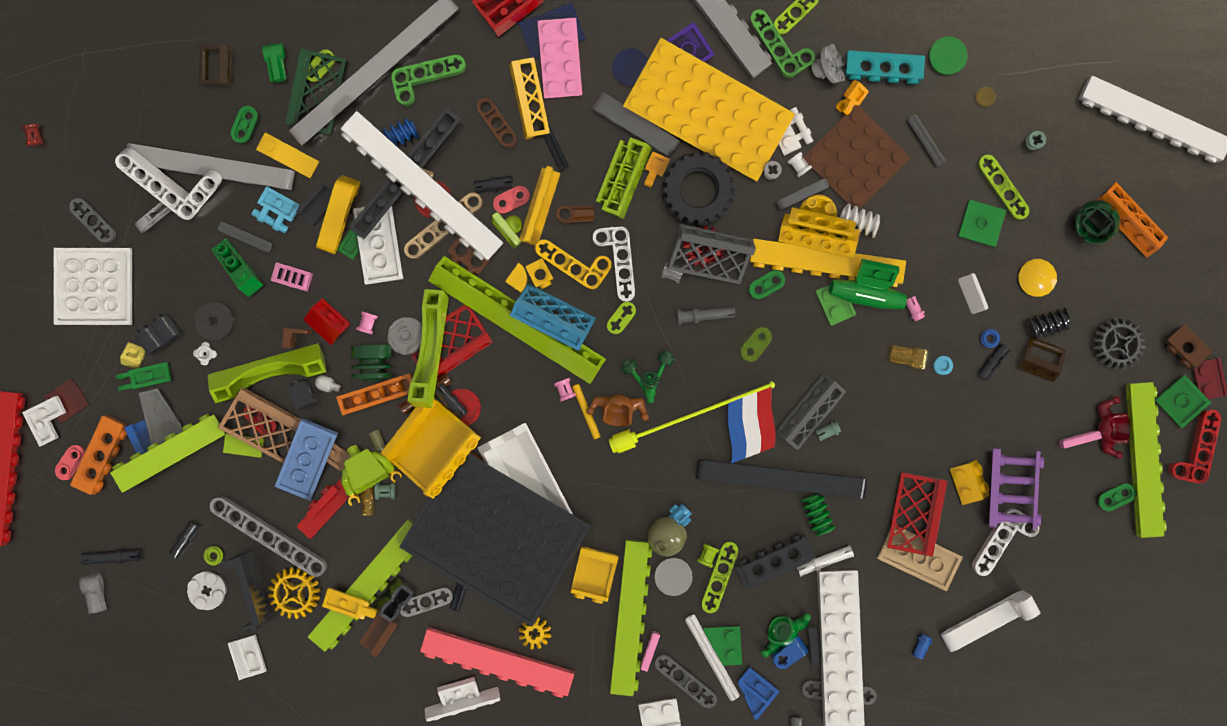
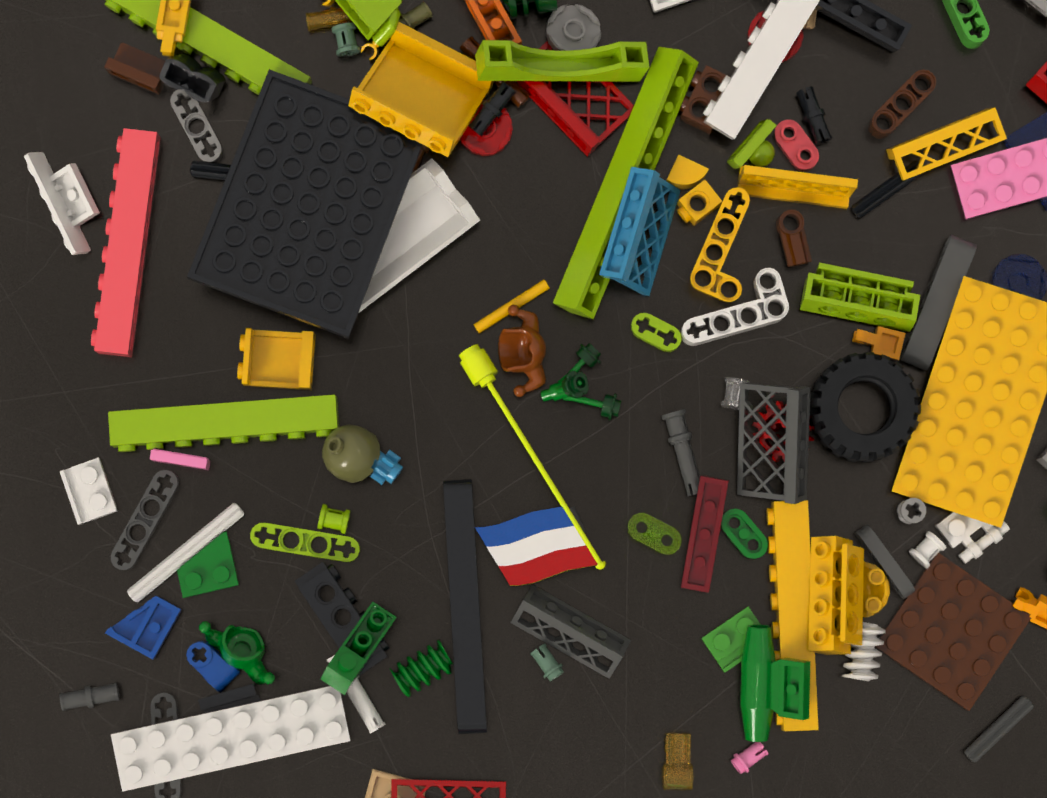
camera: 80 degrees right, 5 degrees down
(434, 229) = (734, 42): tan beam -> none
(539, 637) = (170, 295): yellow gear -> none
(564, 389) = (543, 261): bright pink bush -> none
(673, 576) = (294, 474): light grey tile -> none
(762, 311) = (704, 533): none -> dark red plate
(798, 555) = (358, 648): none -> green slope

